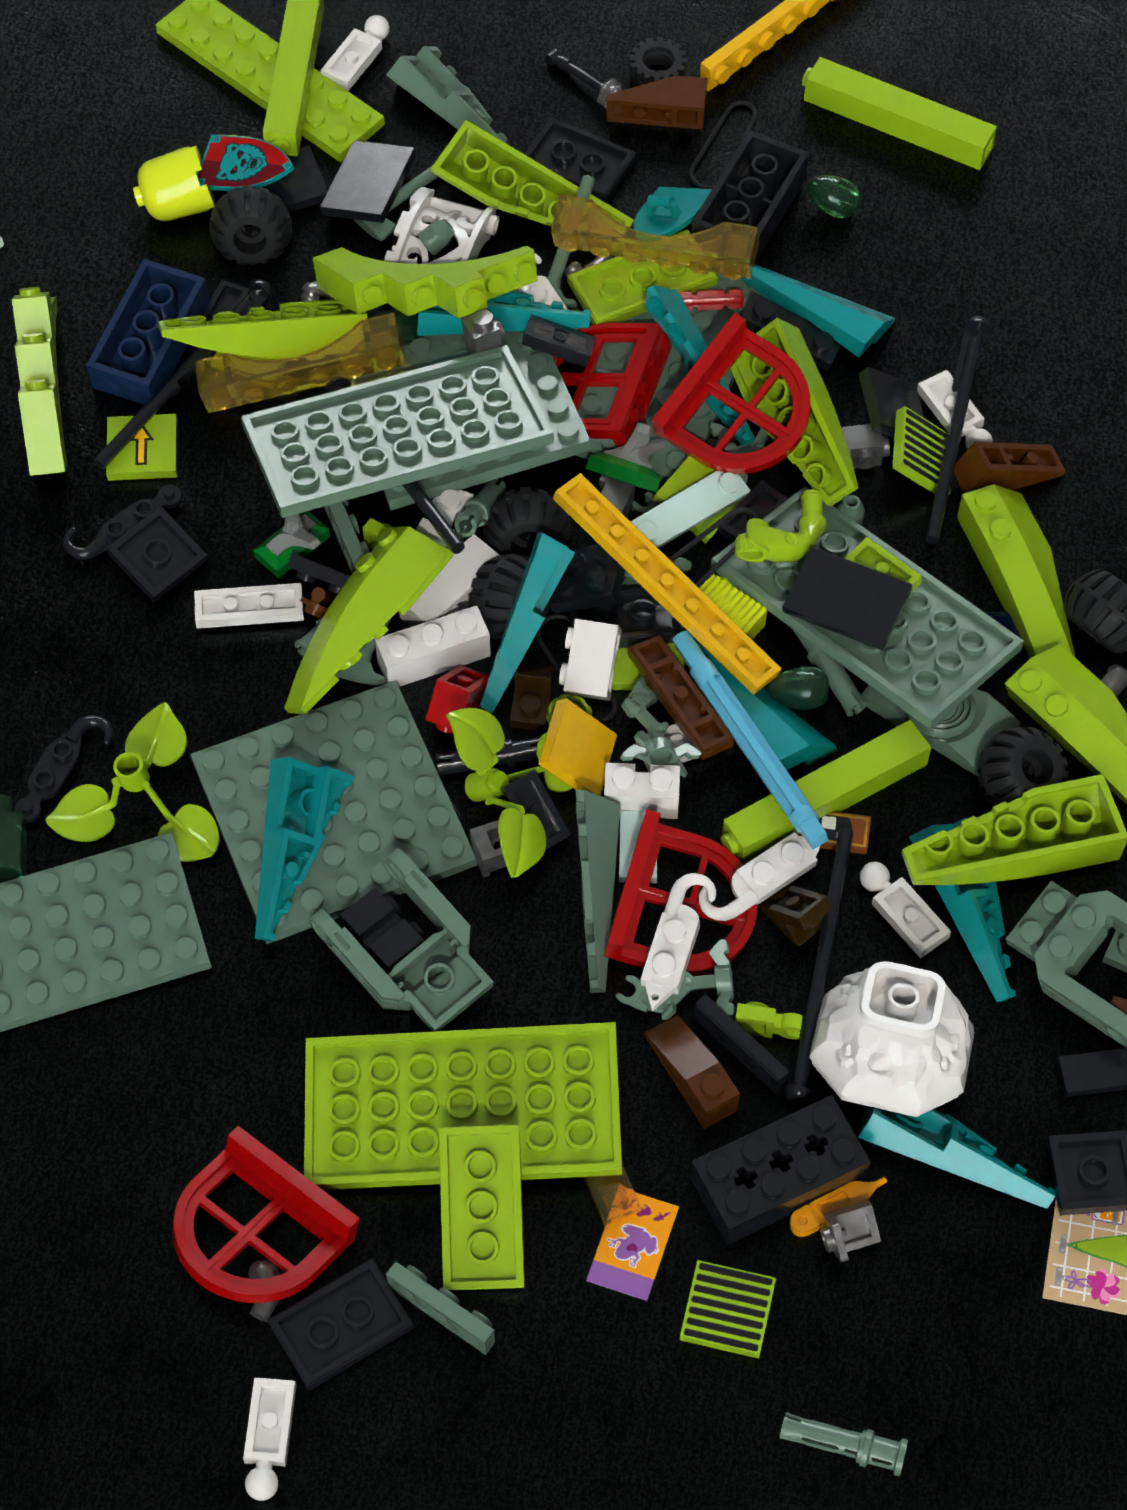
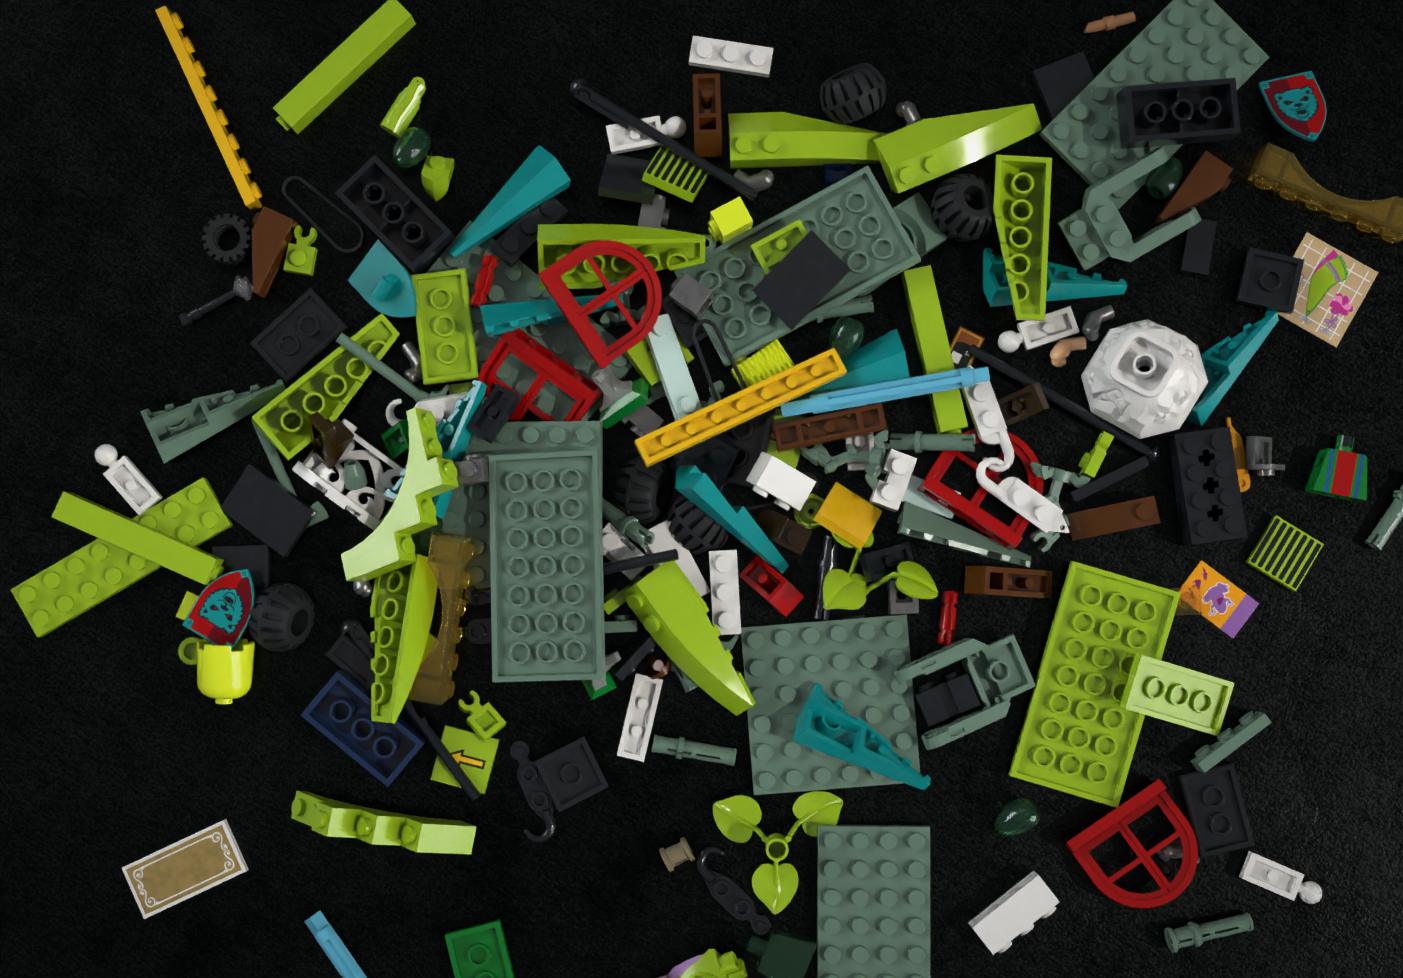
camera: 70 degrees left, 25 degrees up
(91, 691) = (676, 854): none -> dark tan bush
(124, 1098) = (1014, 913): none -> white brick
(159, 1342) = (1195, 933): none -> sand green pin
(196, 446) = (484, 719): none -> lime plate
(225, 661) = (695, 750): none -> sand green pin
(253, 1064) = (1017, 818): none -> clear green animal
(467, 200) = (328, 439): none -> dark brown slope
(493, 909) = (947, 617): none -> red axle
(561, 965) = (1008, 582): none -> reddish brown slope
(669, 138) = (300, 256): none -> lime plate
(704, 810) = (932, 442): none -> sand green pin
(721, 249) = (453, 255): clear yellow arch -> none
(780, 500) = (691, 296): none -> flat silver brick
(781, 546) = (734, 323): lime piece -> none
(814, 227) = (437, 176): none -> lime plate
(867, 1342) = (1339, 472): none -> torso
(880, 179) = (404, 108): none -> lime piece
(888, 513) = (729, 221): none -> neon yellow brick
(895, 945) = (1064, 347): none -> light nougat arm
(950, 543) = (758, 181): none -> flat silver arm
(950, 973) = (1093, 322): none -> flat silver arm
(1092, 477) = (730, 56): none -> white plate

